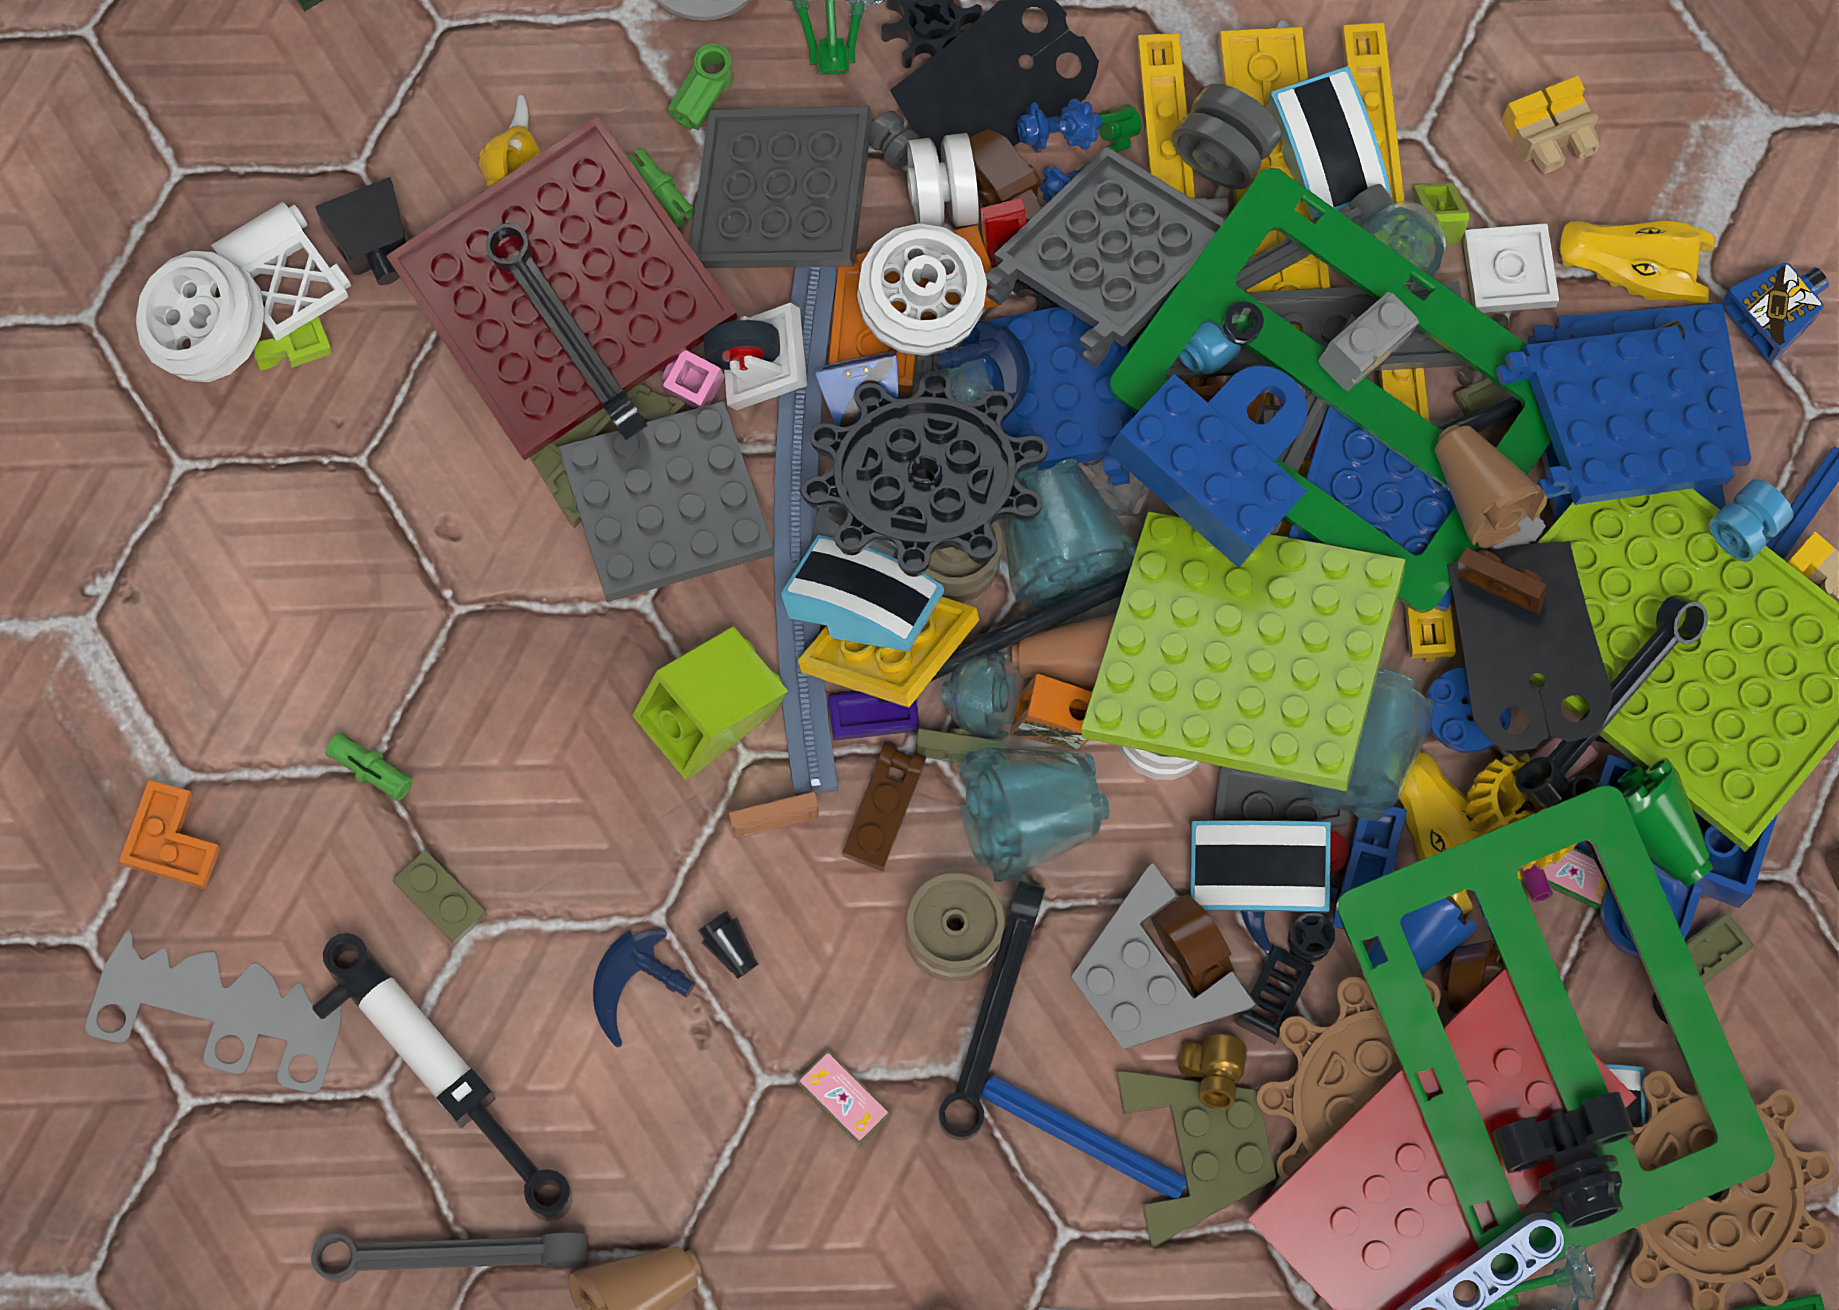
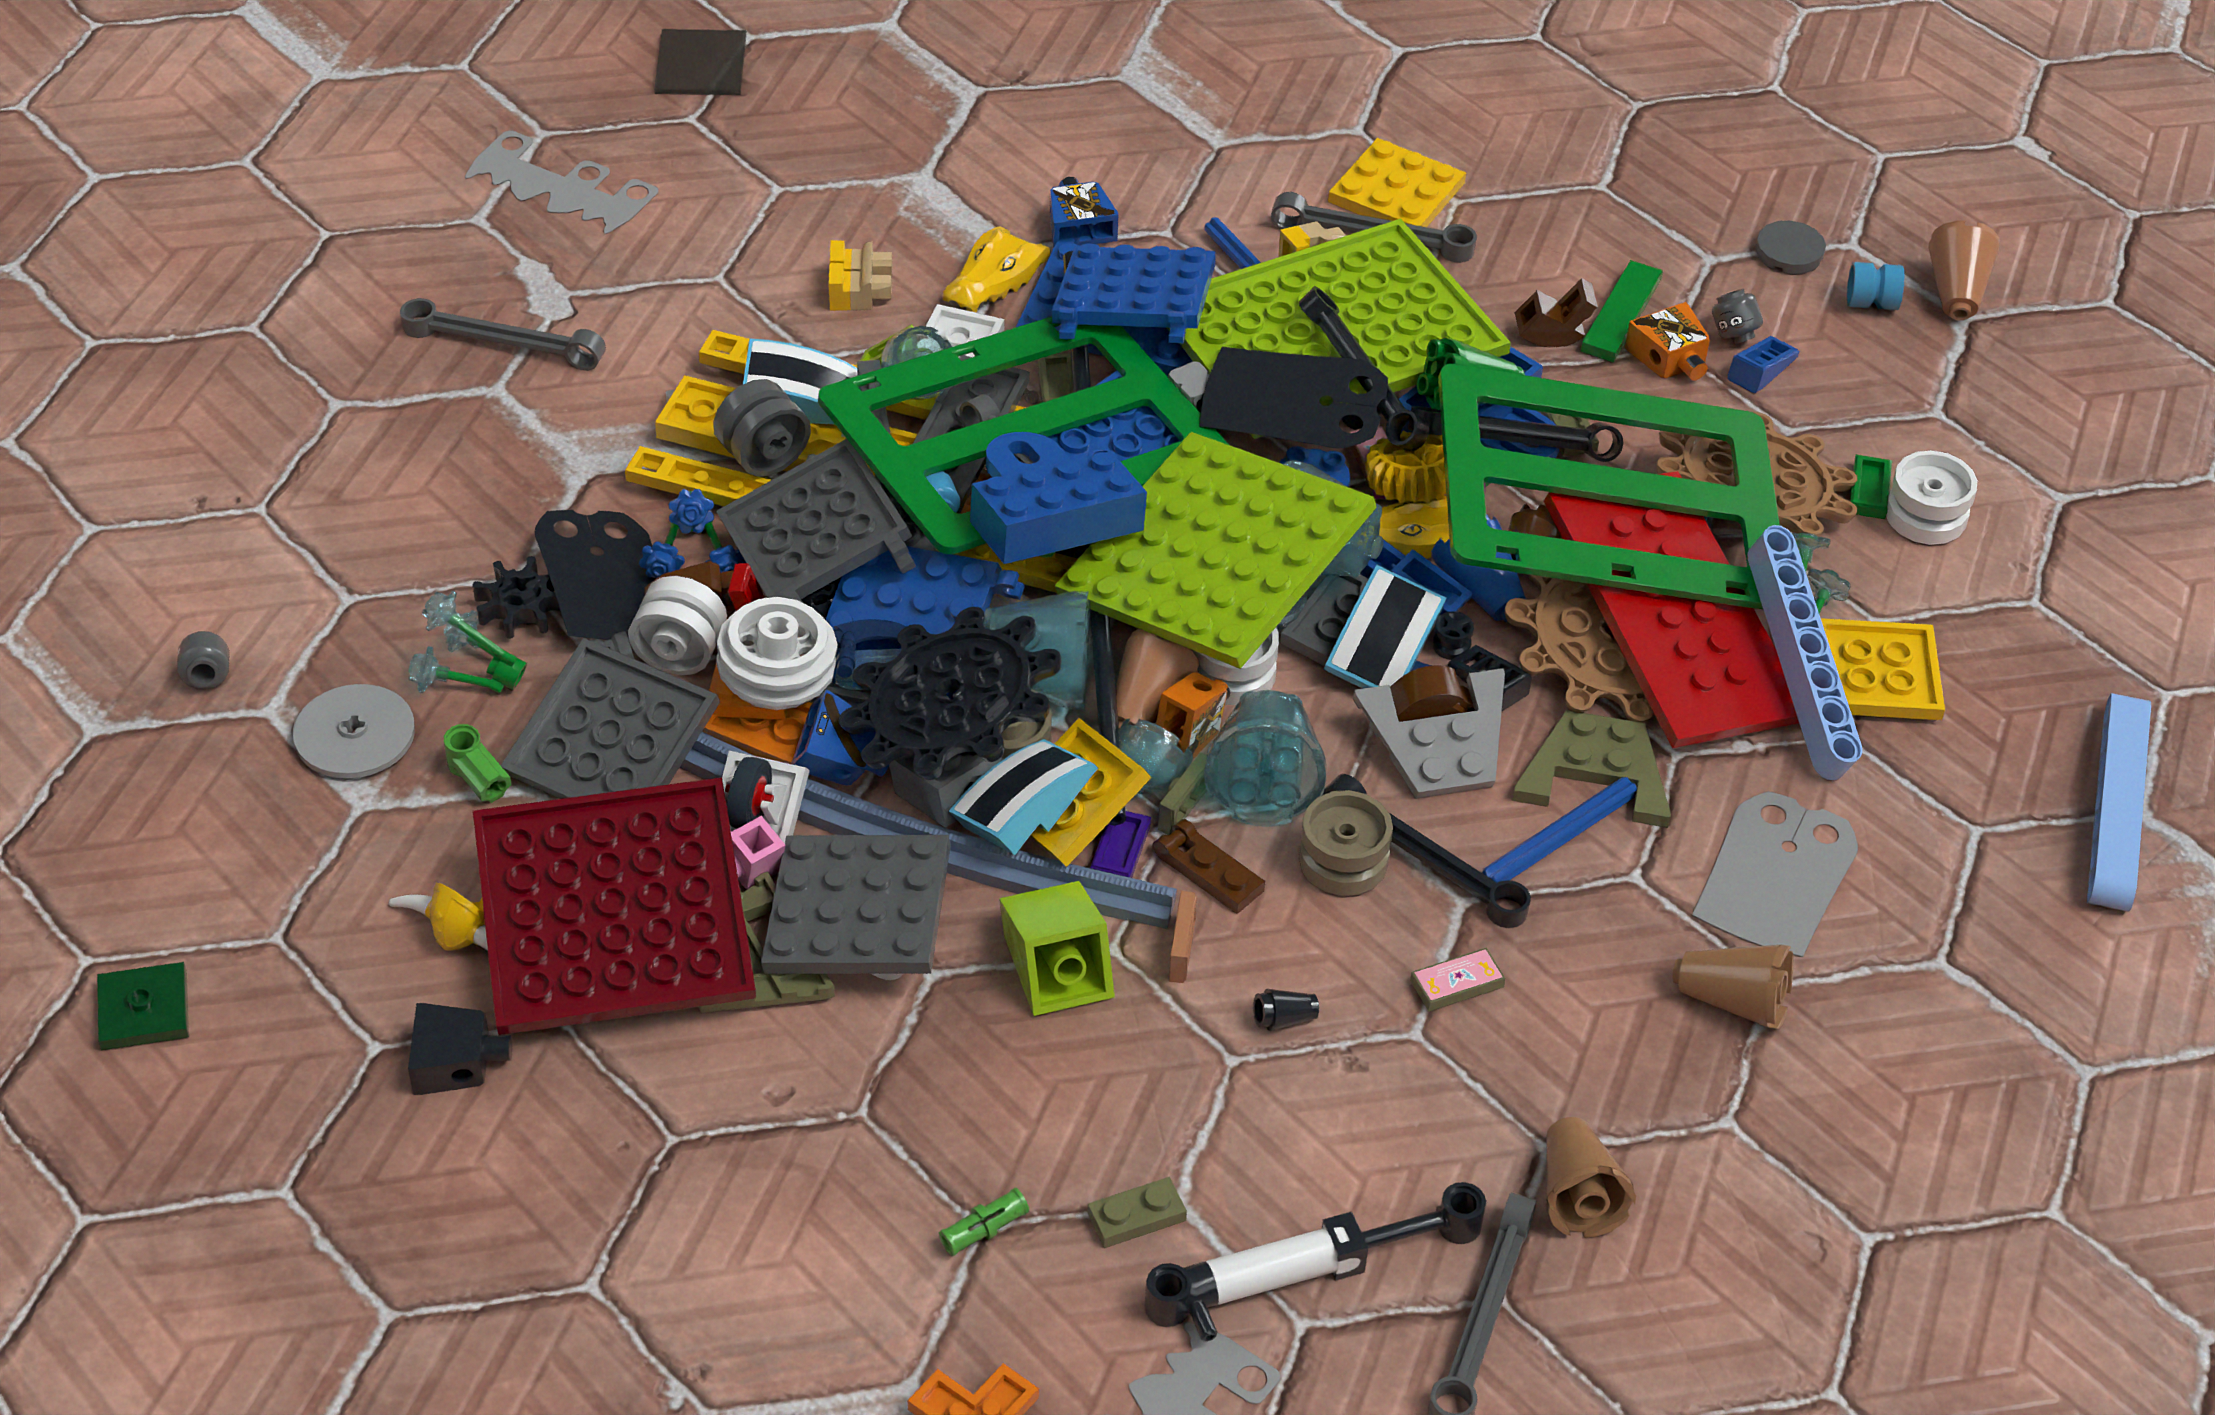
camera: 65 degrees left, 25 degrees down
(183, 305) = (498, 1219): white wheel -> none
(269, 242) = (413, 1133): white piece -> none
(299, 346) = (525, 1139): lime plate -> none
(566, 331) = (763, 889): black piece -> none
(620, 964) = (1262, 1096): dark blue piece -> none
(1220, 1062) = (1536, 720): pearl gold piece -> none
(1251, 333) = (941, 449): black bush -> none
(1368, 341) = (1001, 385): light grey brick -> none
(1486, 486) = (1153, 366): medium nougat cone -> none
(1488, 573) = (1237, 385): reddish brown plate -> none
(1580, 1179) = (1722, 505): black beam -> none
(1756, 514) = (1260, 246): dark azure wheel -> none

